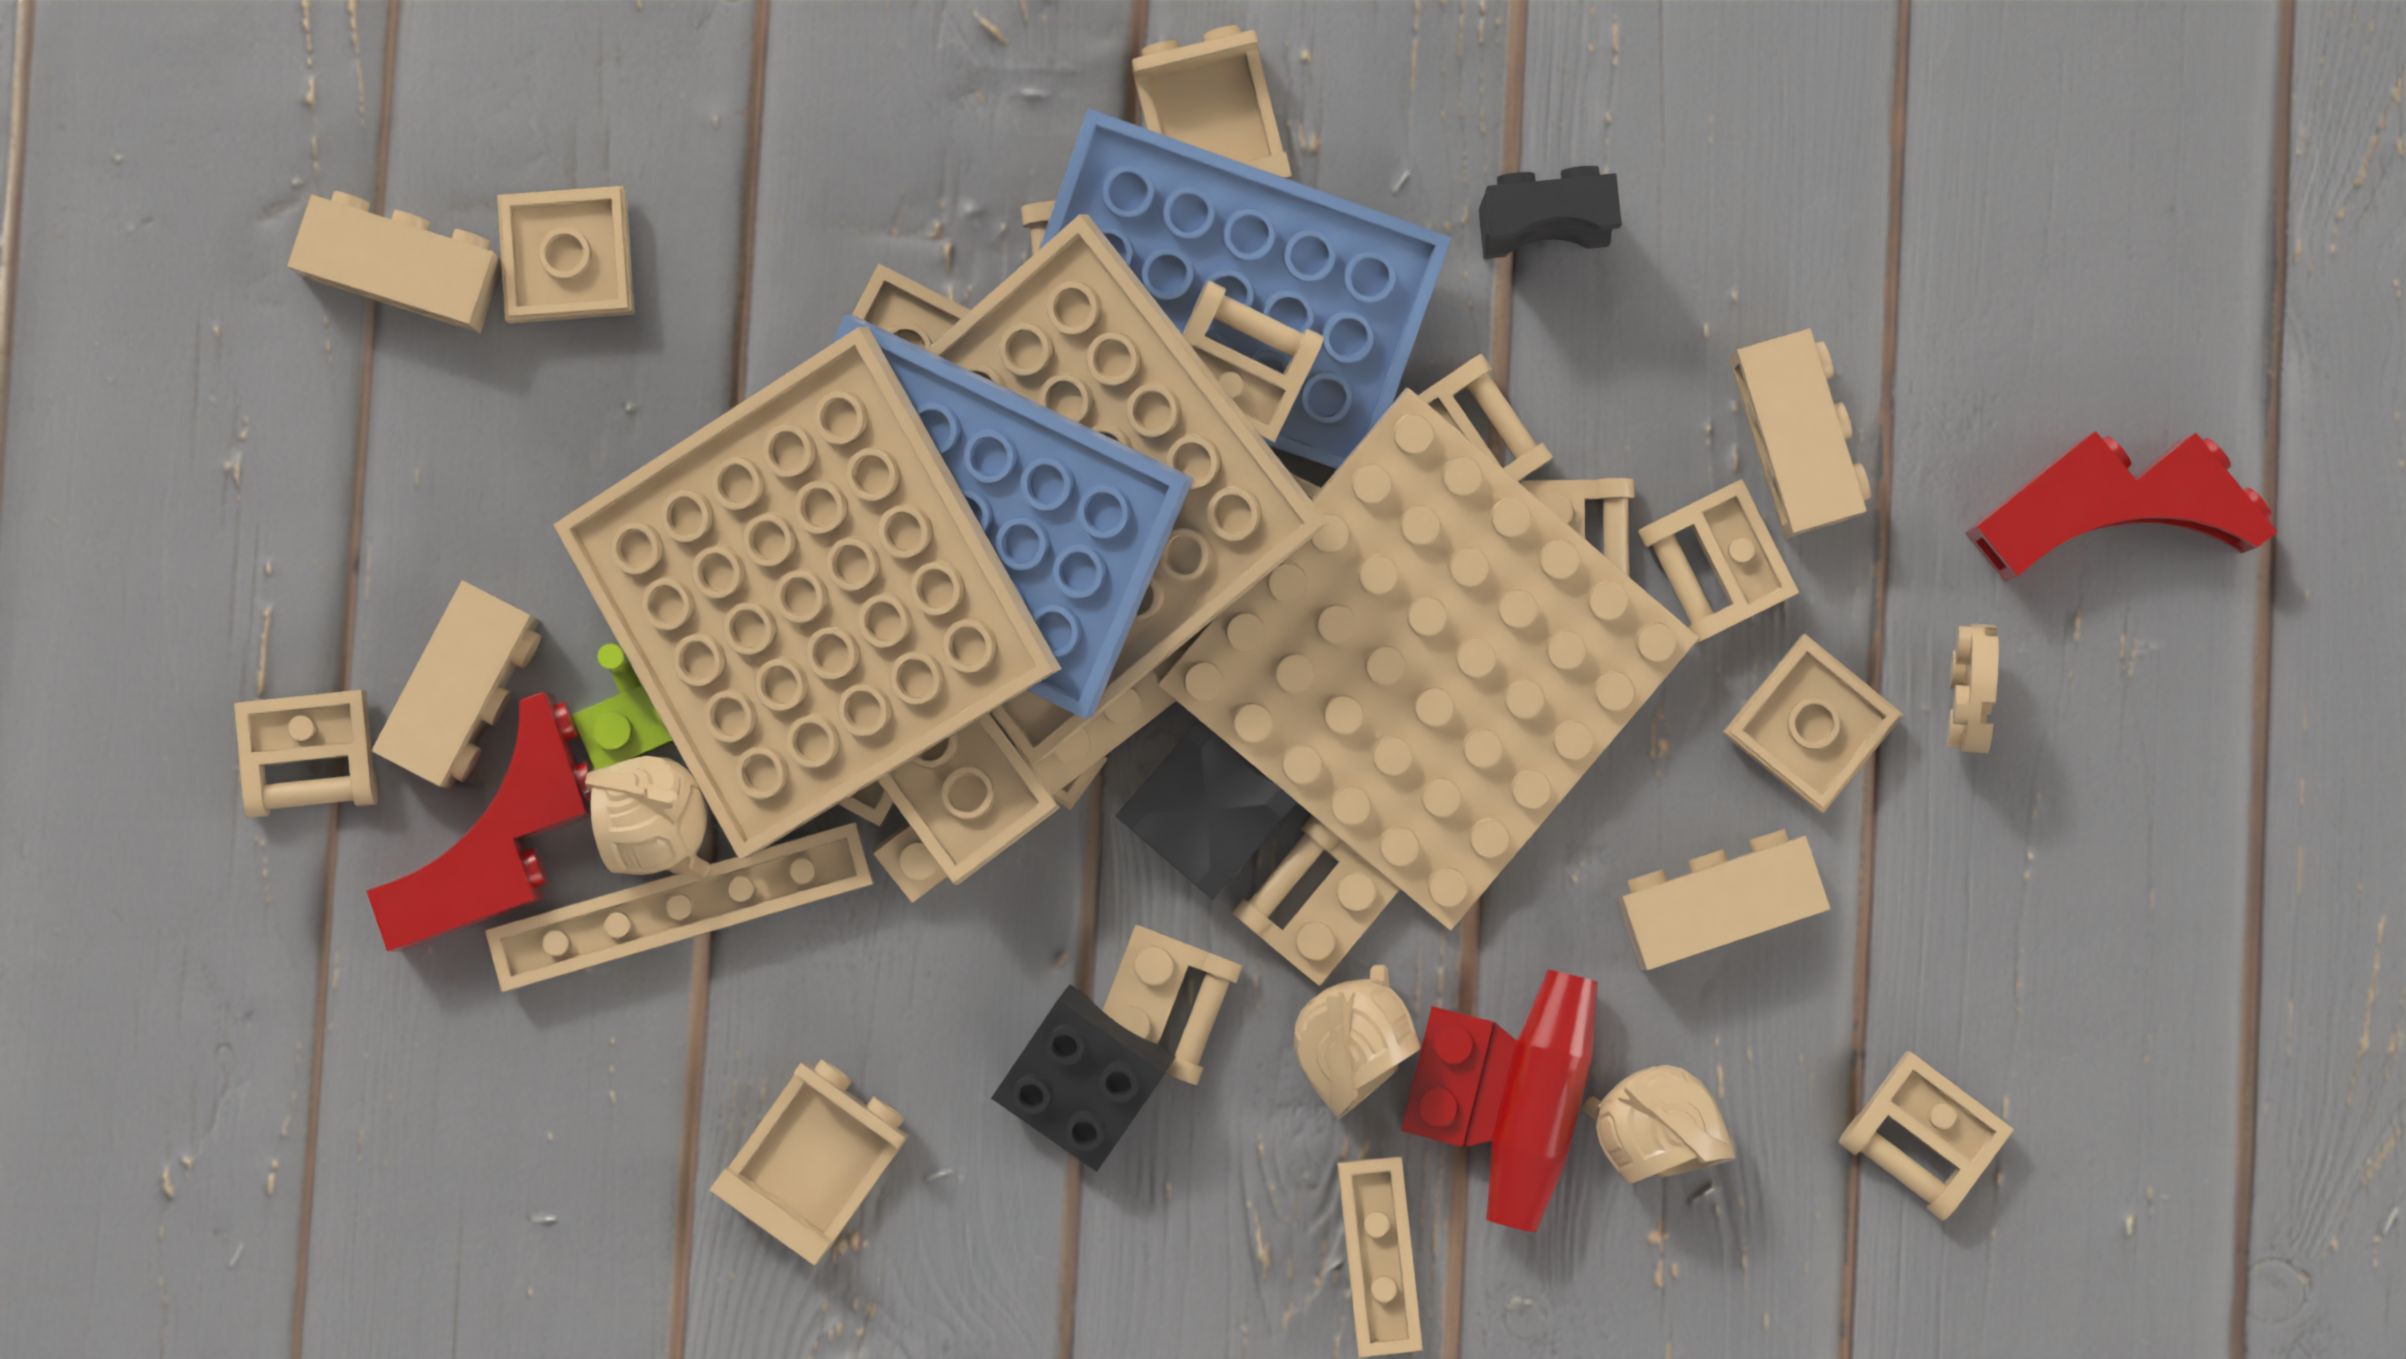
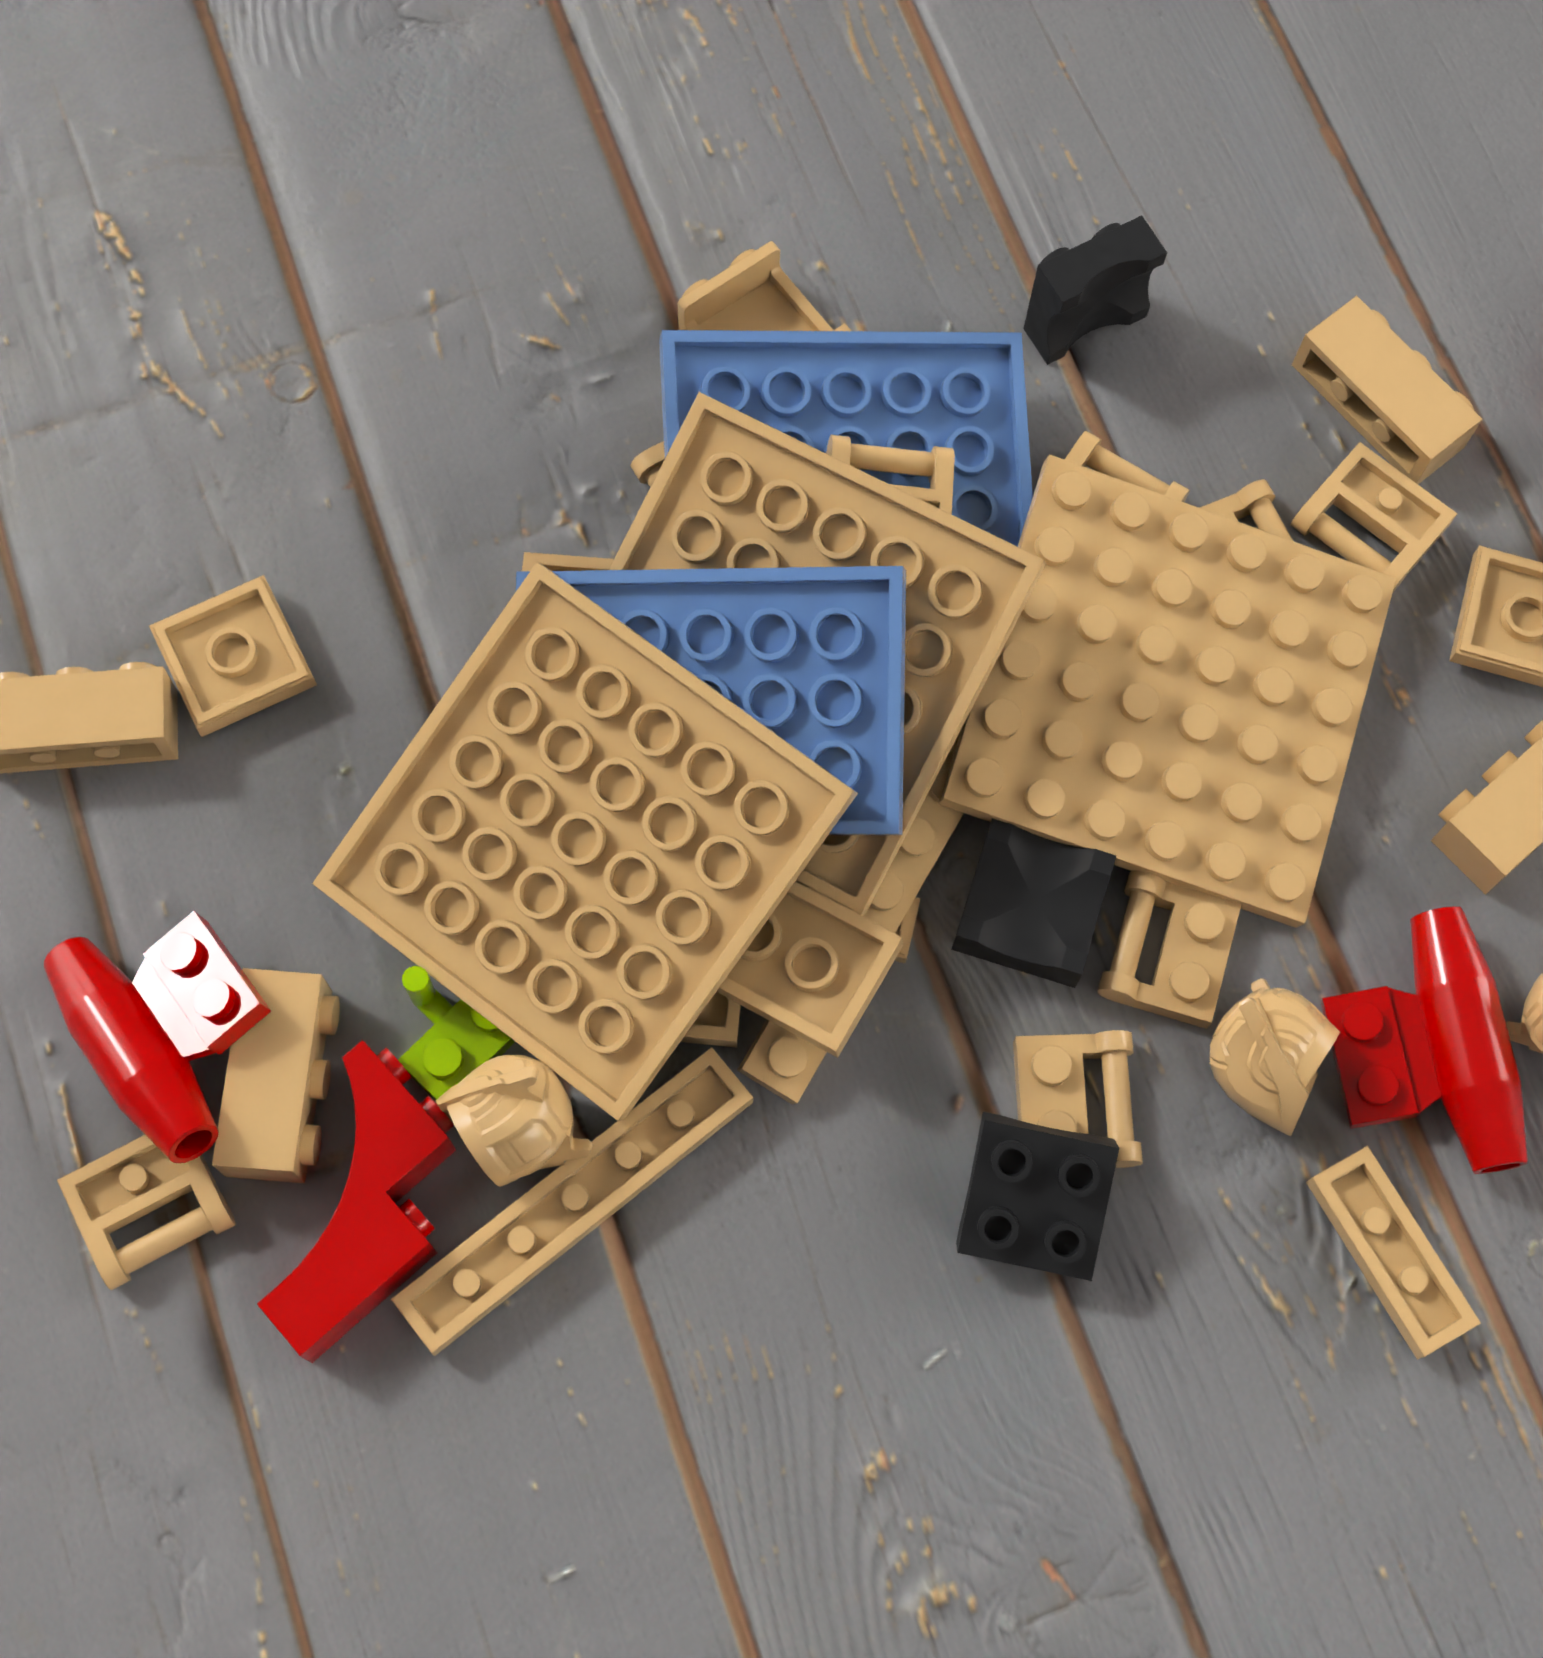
camera: 25 degrees left, 15 degrees down
(360, 600) = (145, 1031): none -> red plate
(812, 1160) = (808, 1391): tan panel -> none

